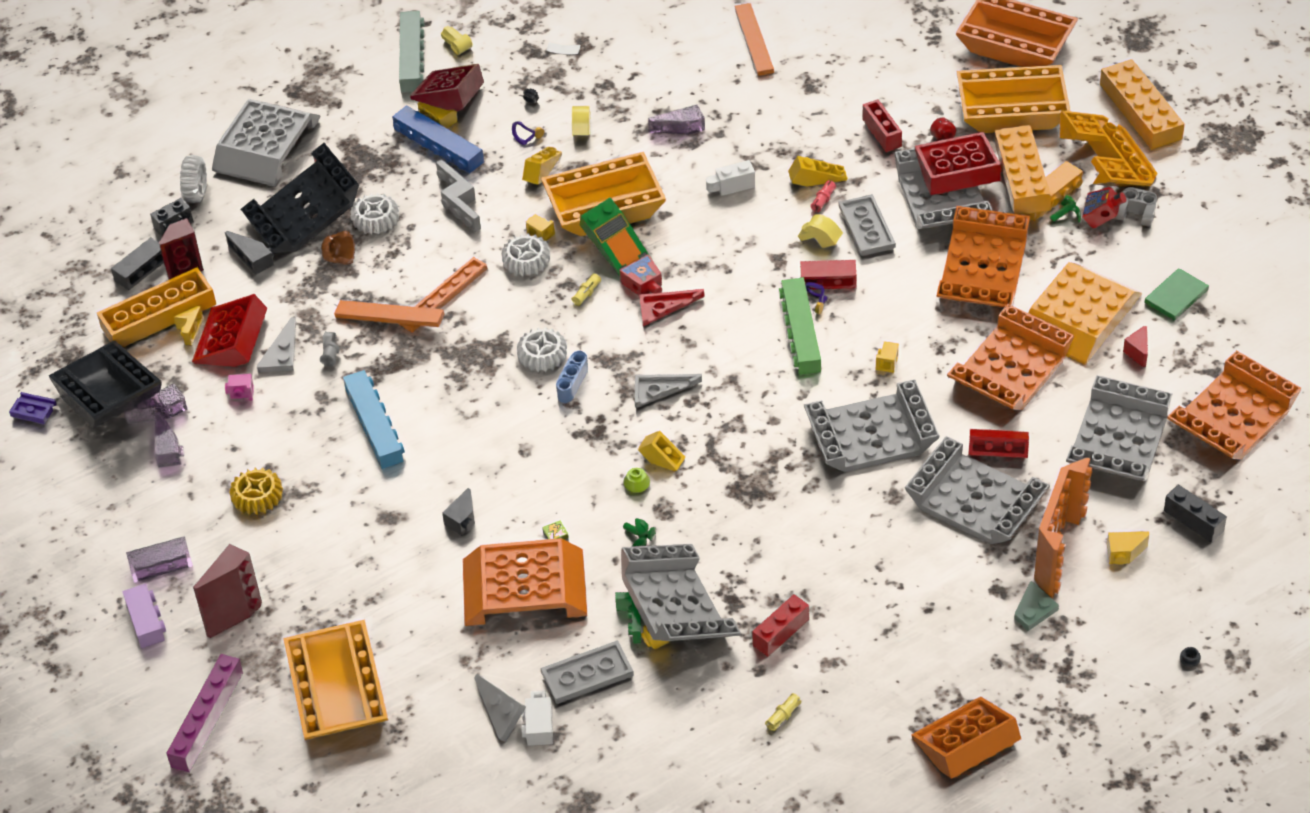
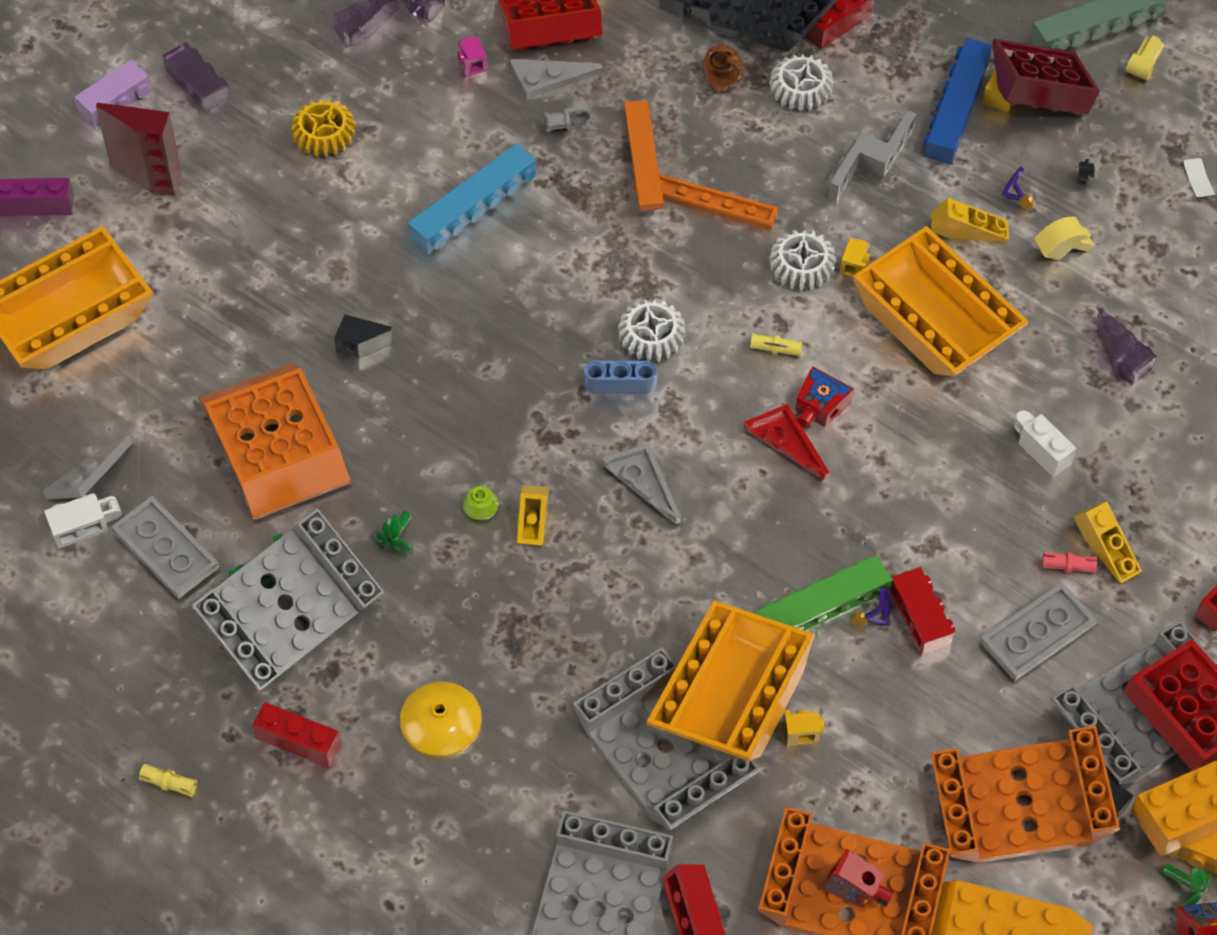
camera: 65 degrees right, 10 degrees up
(555, 531) = (369, 444): tile -> none
(612, 235) = (863, 338): slope -> none
(798, 547) = (441, 733): none -> yellow dish
(822, 229) = (993, 578): light yellow brick -> none
(849, 369) = (733, 681): none -> light orange slope
(1013, 353) = (856, 881): none -> torso

